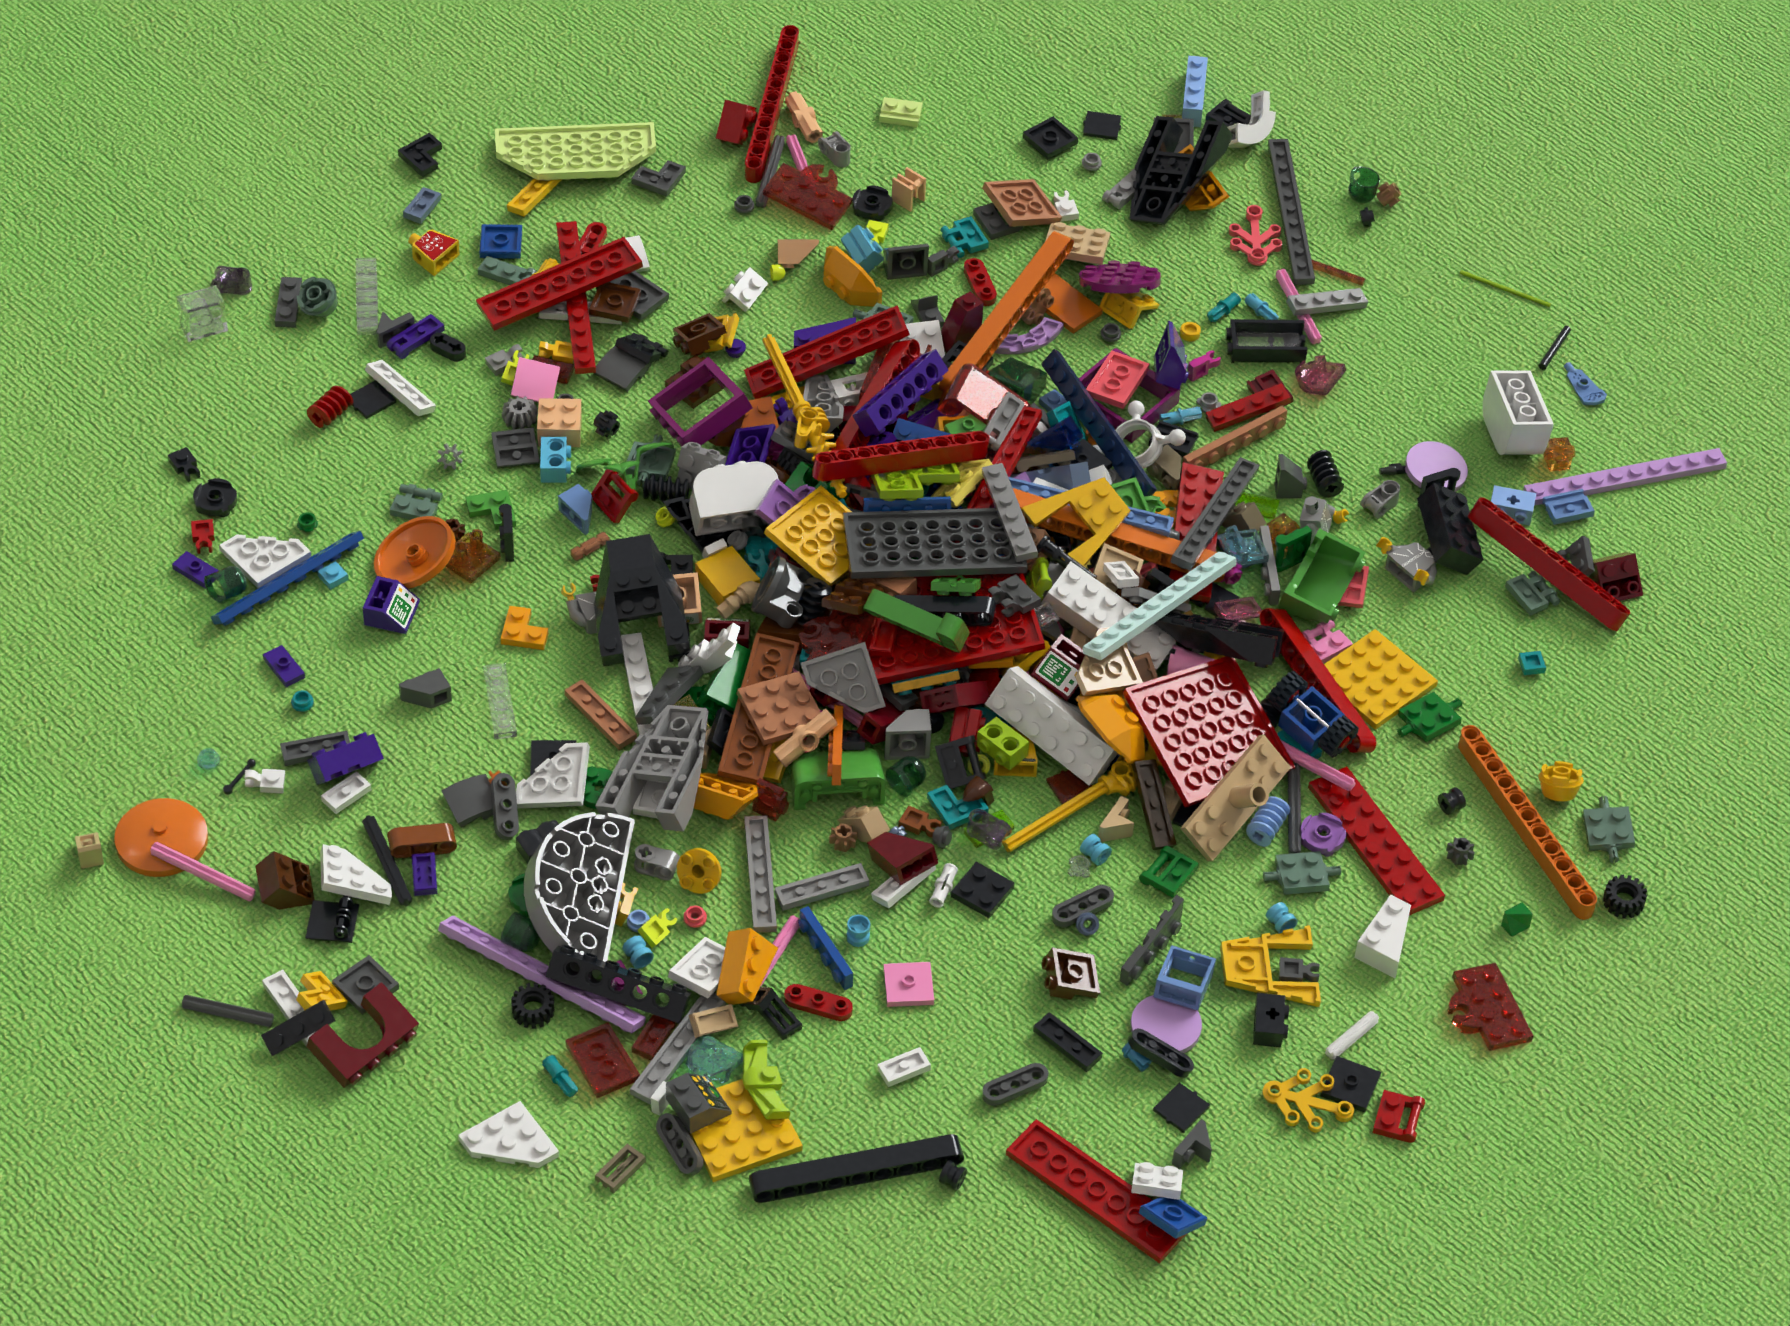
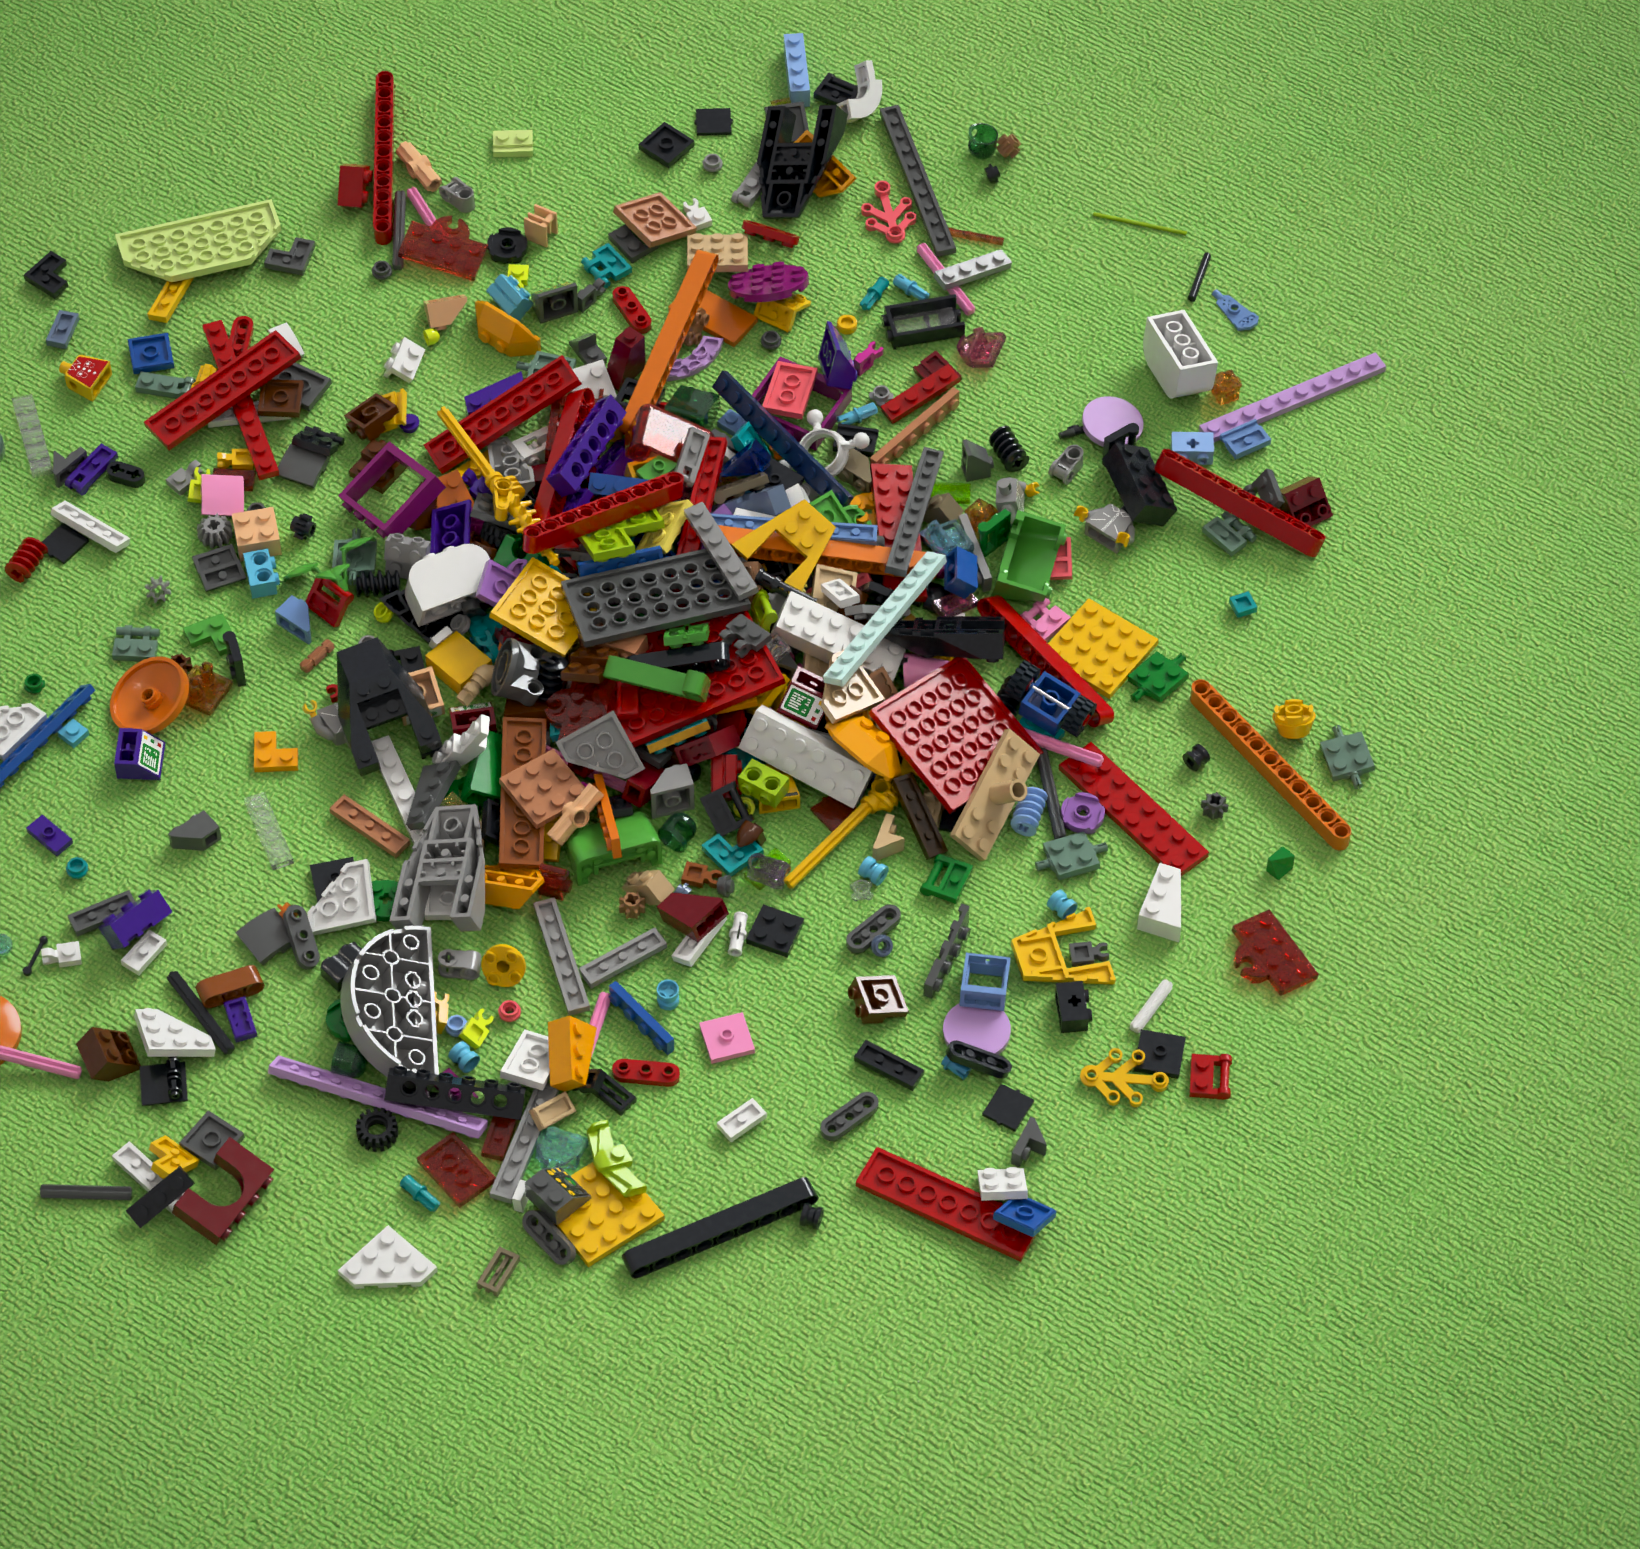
camera: 10 degrees left, 5 degrees up
(1133, 235) = (770, 233): none -> red plate
(1249, 579) = (961, 572): none -> blue brick
(1627, 886) = (1375, 831): black tyre -> none

